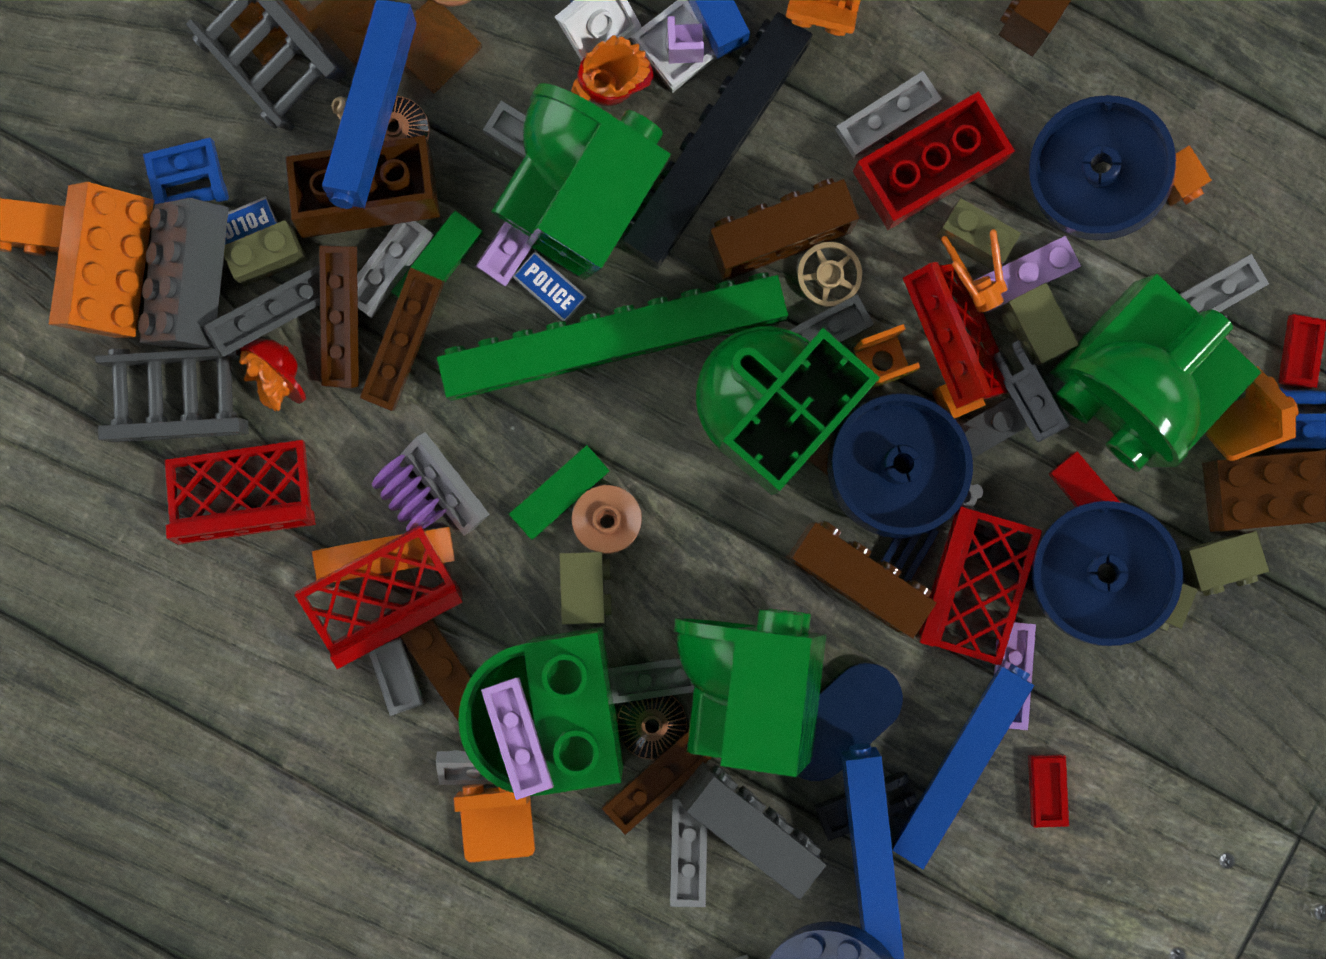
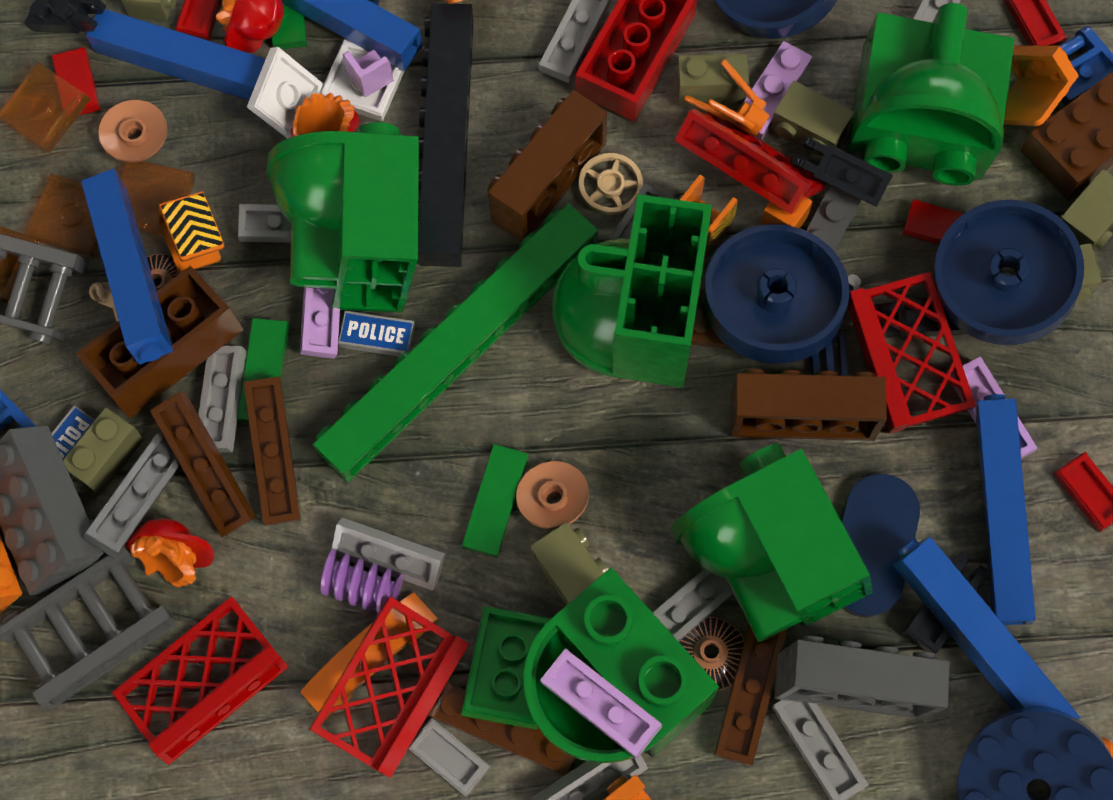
camera: 30 degrees left, 15 degrees down
(444, 102) = (190, 232): none -> piece
(482, 629) = (498, 666): none -> green tile

